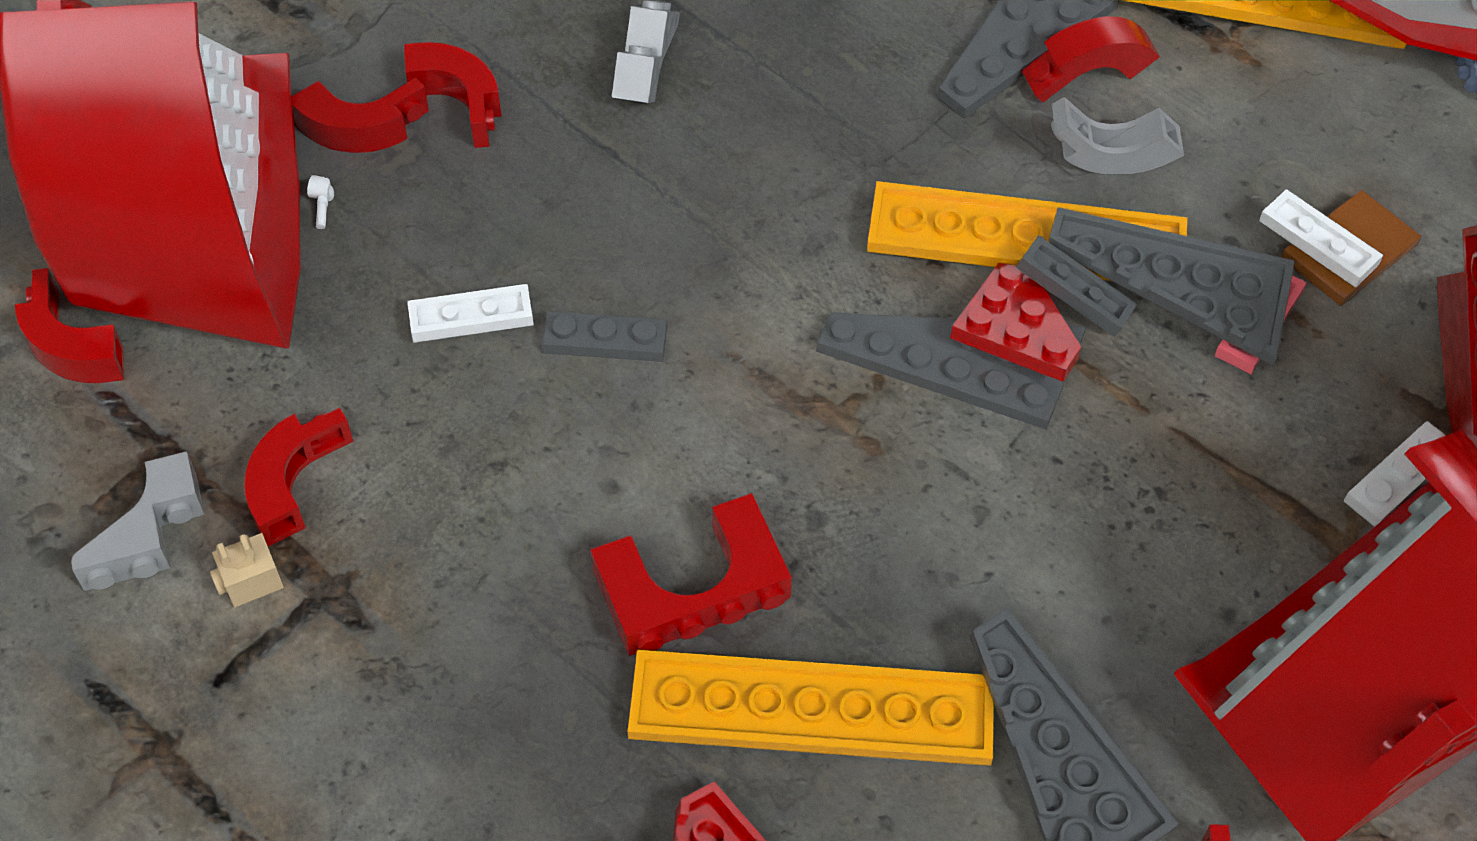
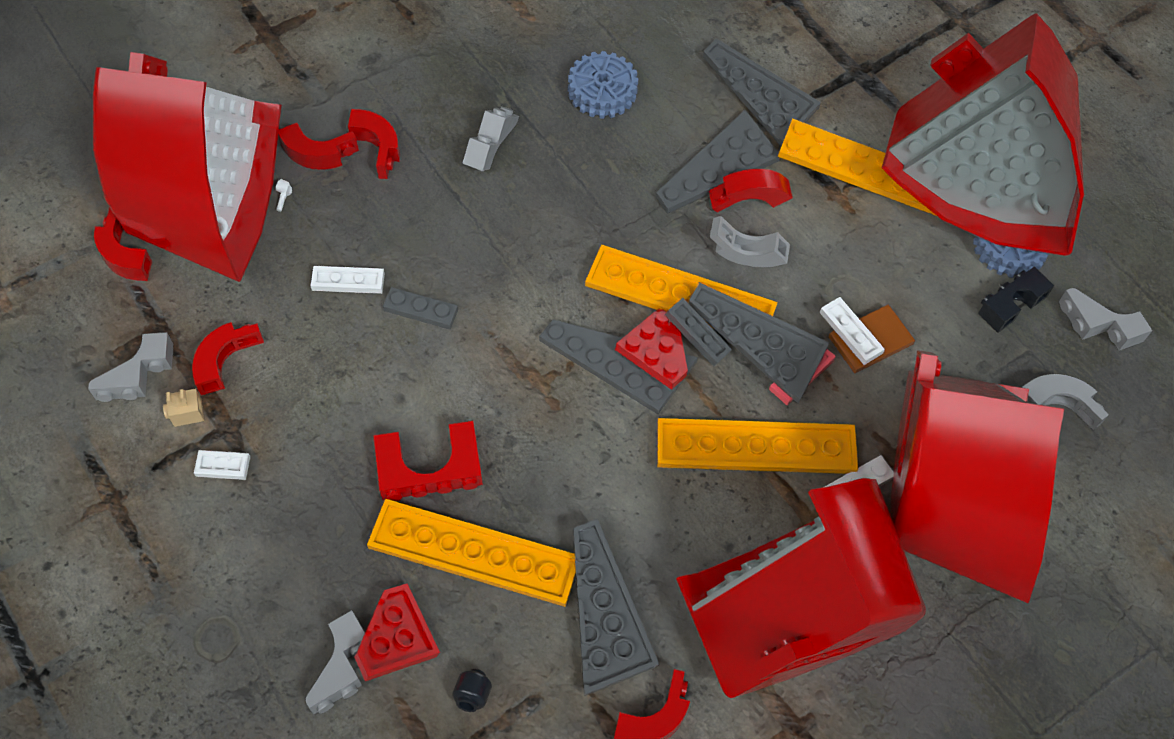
camera: 10 degrees right, 5 degrees up
(337, 651) = (222, 464): none -> white plate
(1223, 446) = (756, 446): none -> light orange plate

